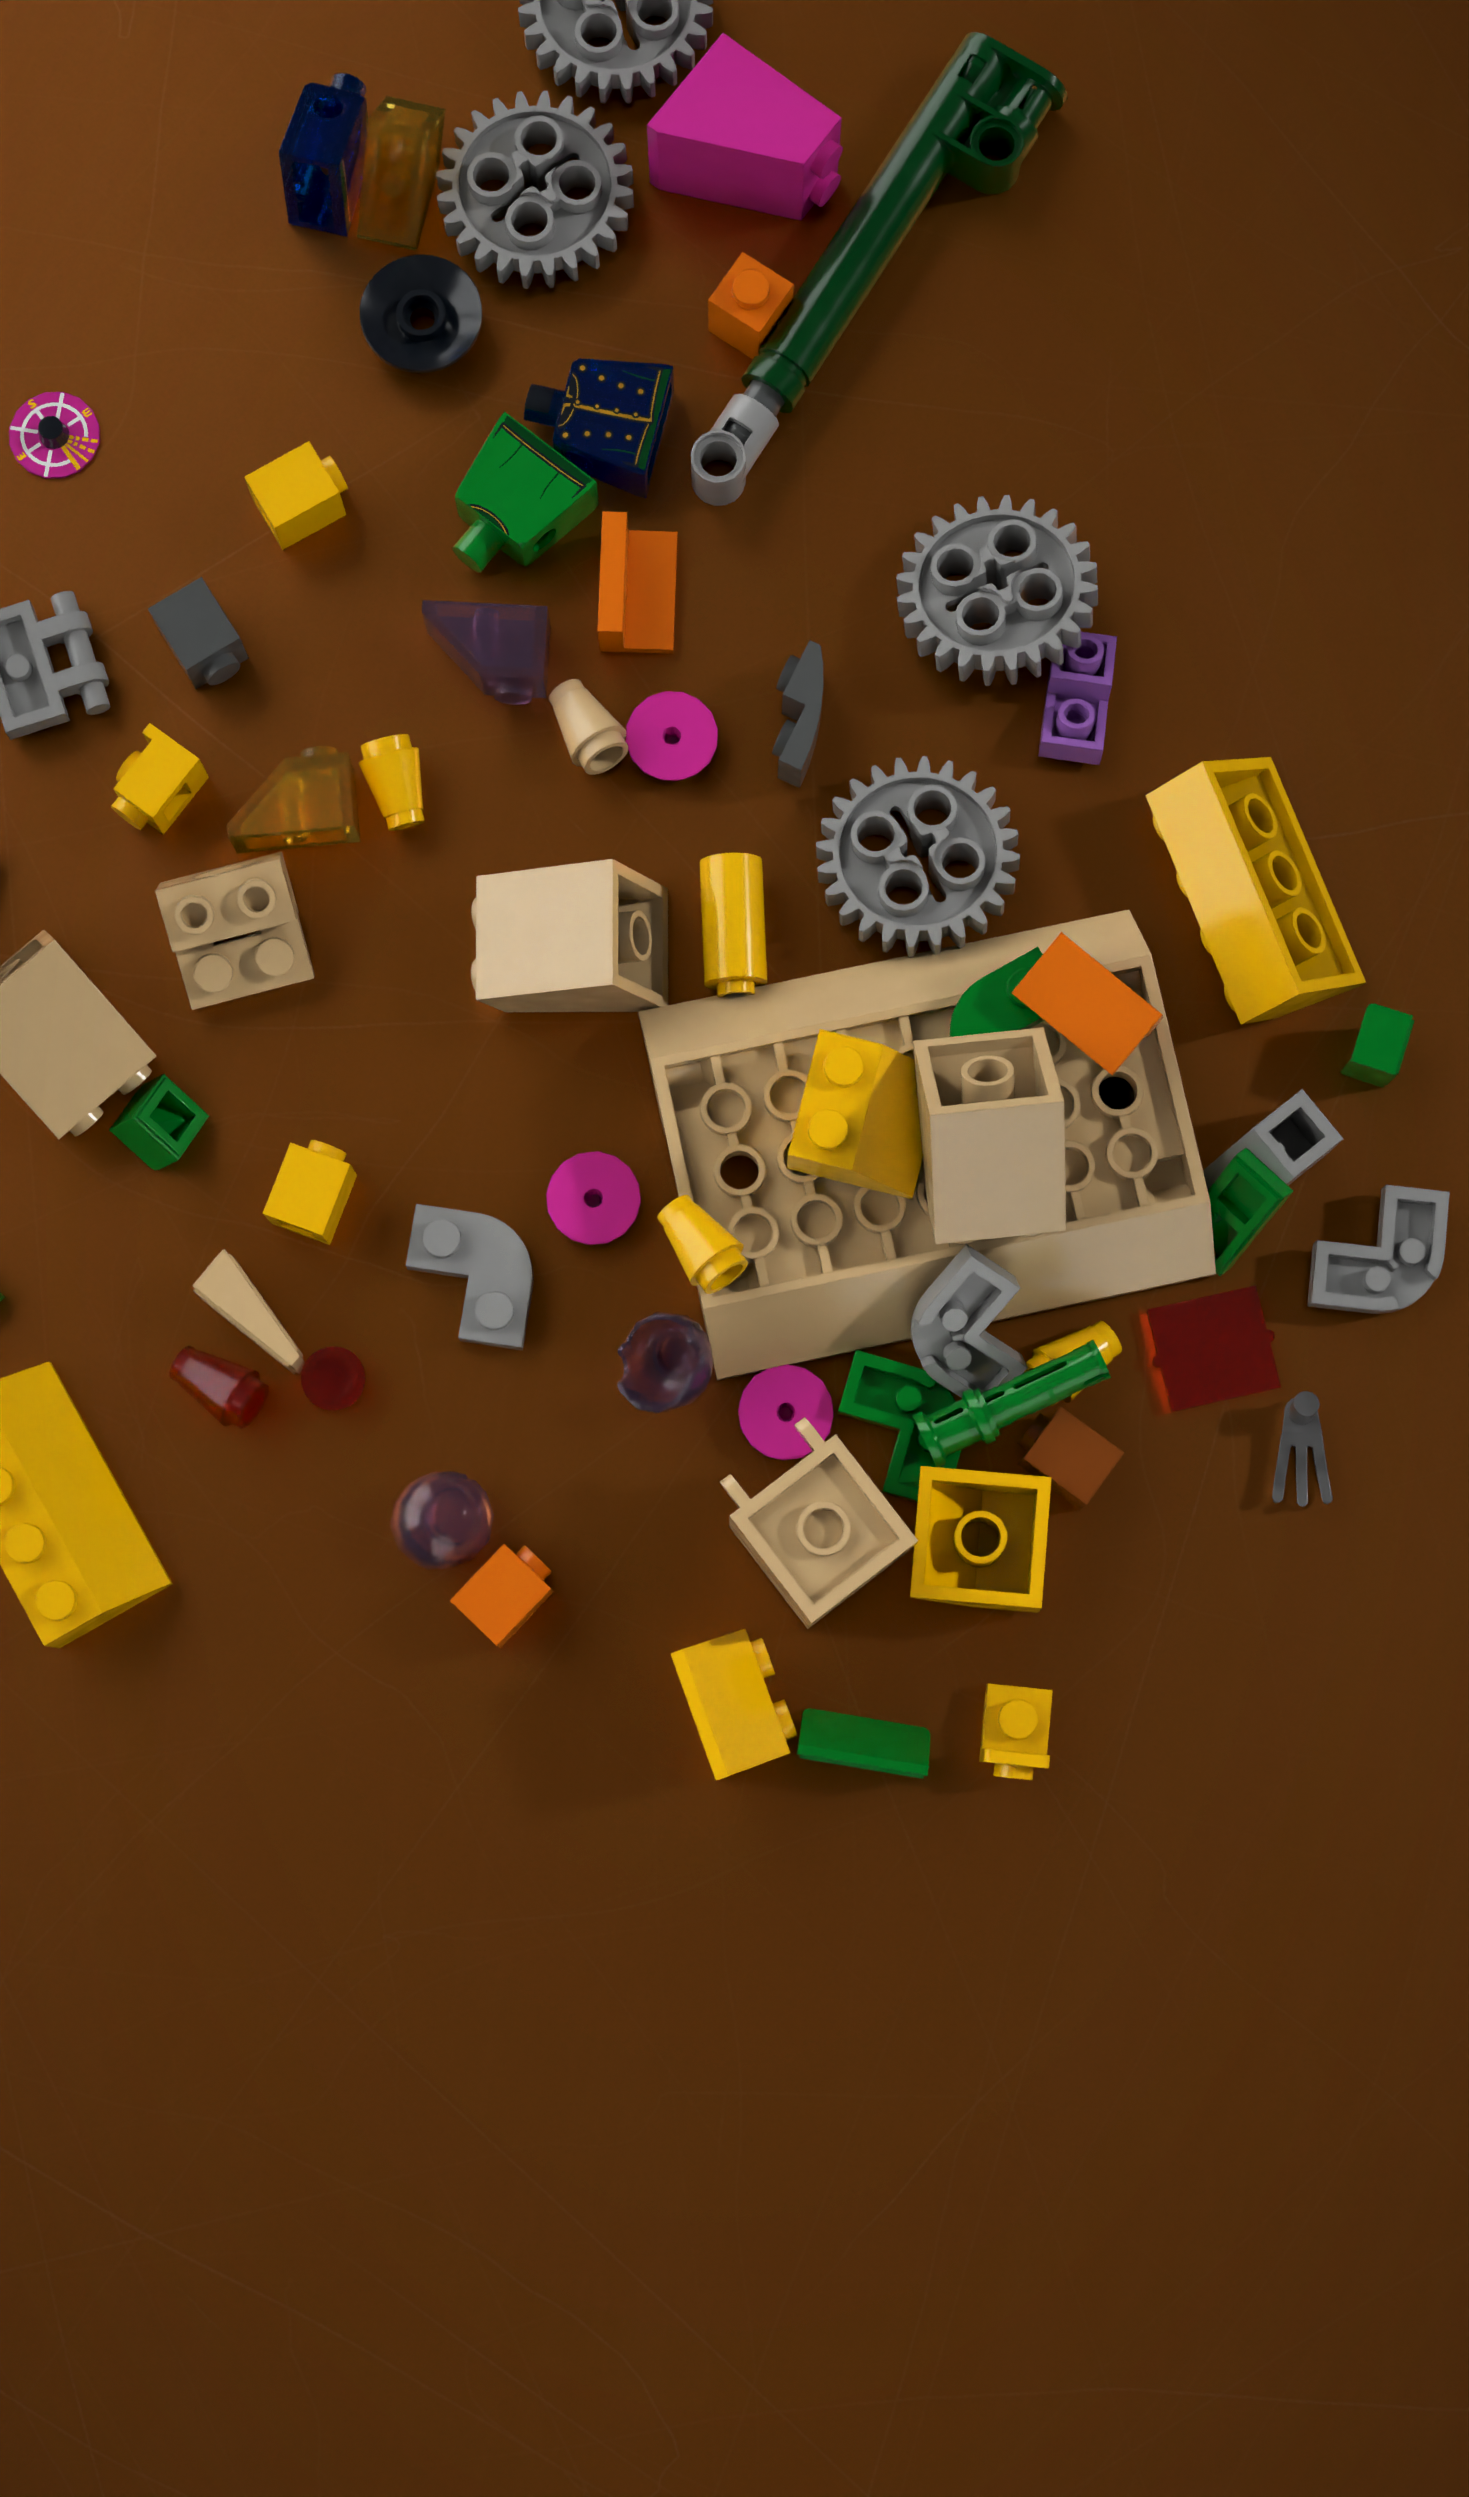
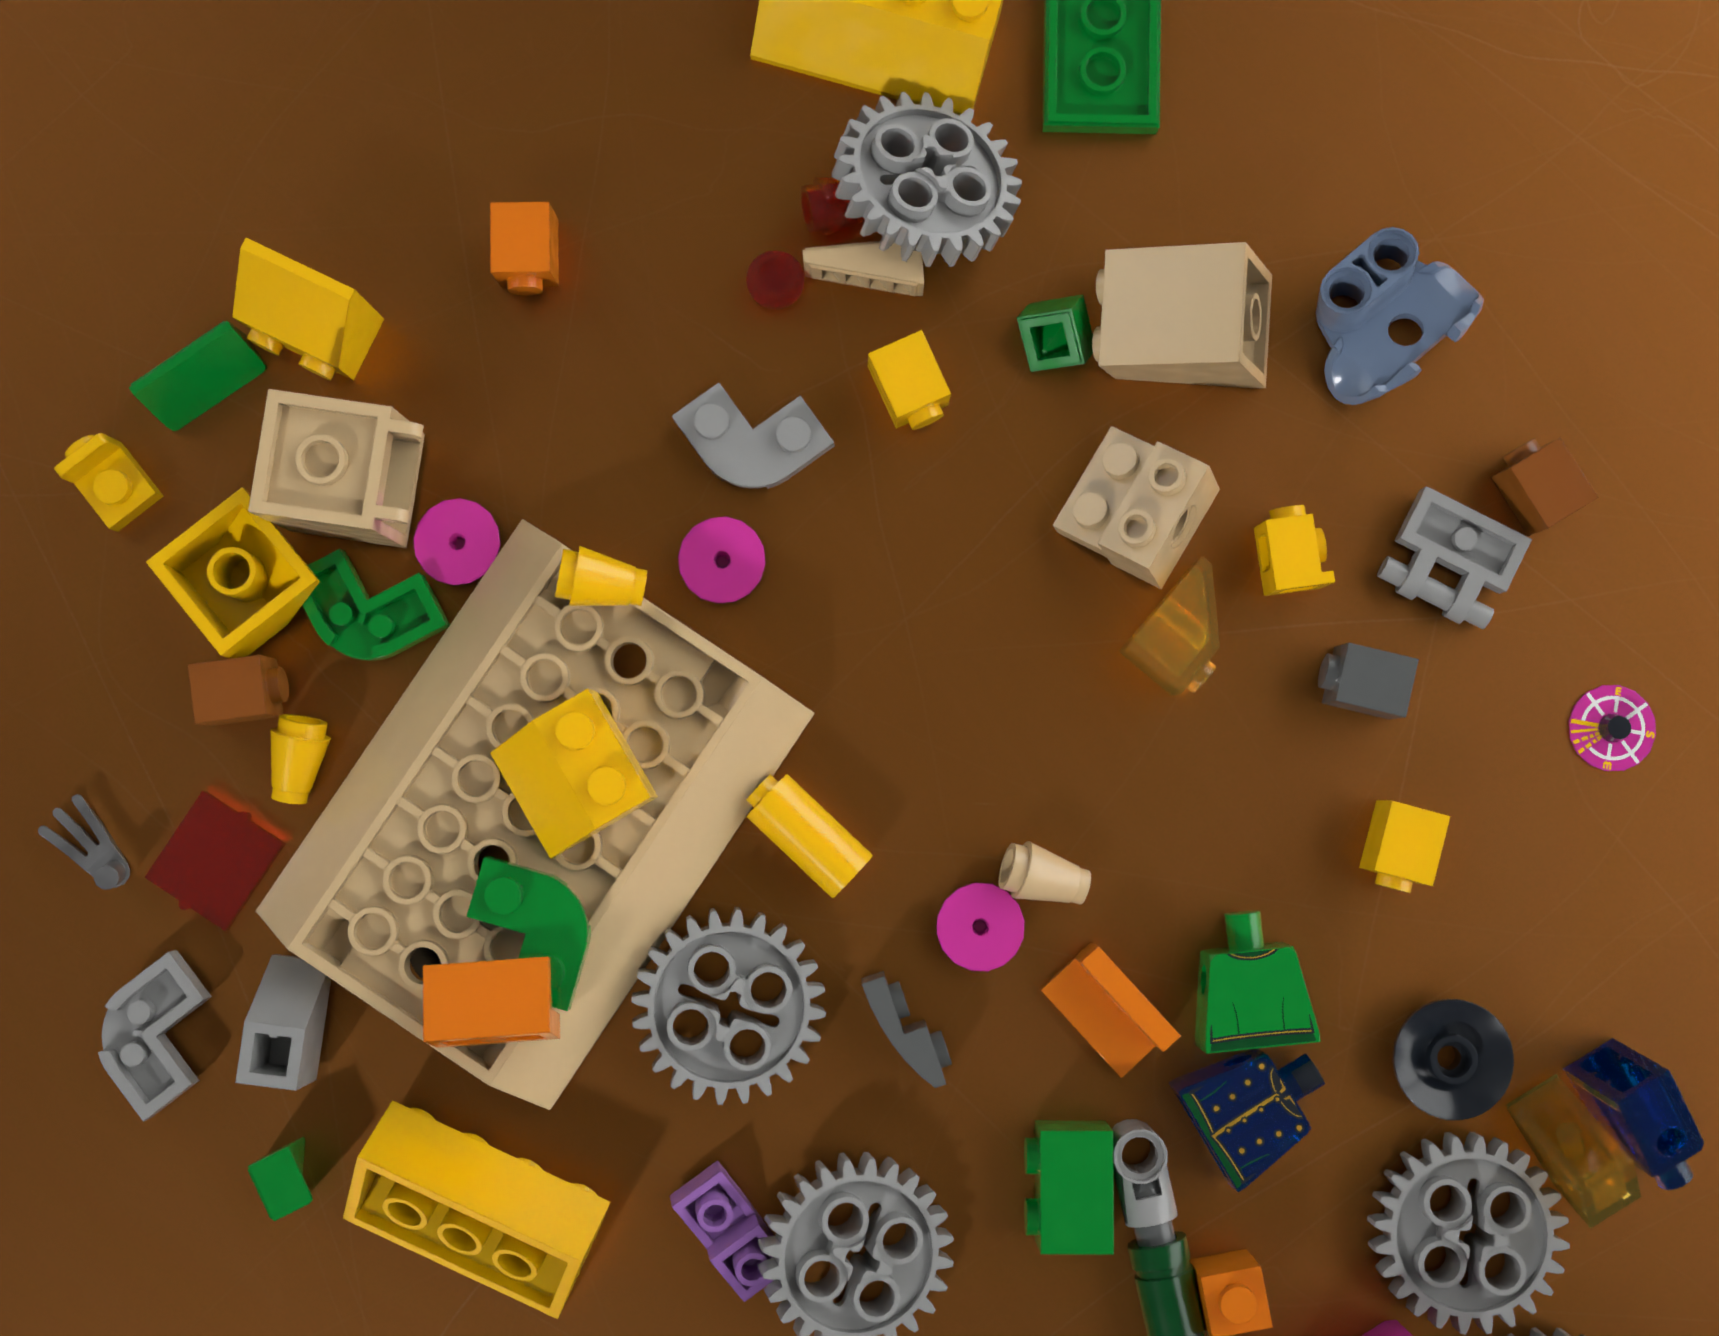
camera: 135 degrees right, 5 degrees up
(112, 1382) = (926, 179): none -> light grey gear
(394, 779) = (1135, 711): yellow cone -> none
(442, 1520) = (614, 258): hair -> none
(495, 645) = (1159, 871): clear purple slope -> none
(571, 939) = (904, 714): tan slope -> none
(665, 1362) = (562, 491): hair -> none
(791, 488) = (1071, 1187): none -> green brick
(953, 1320) = (384, 696): light grey plate -> none
(982, 1414) = (311, 655): green pin -> none
(991, 1135) = (465, 842): tan slope -> none
(1242, 1205) = (270, 974): green tile -> none

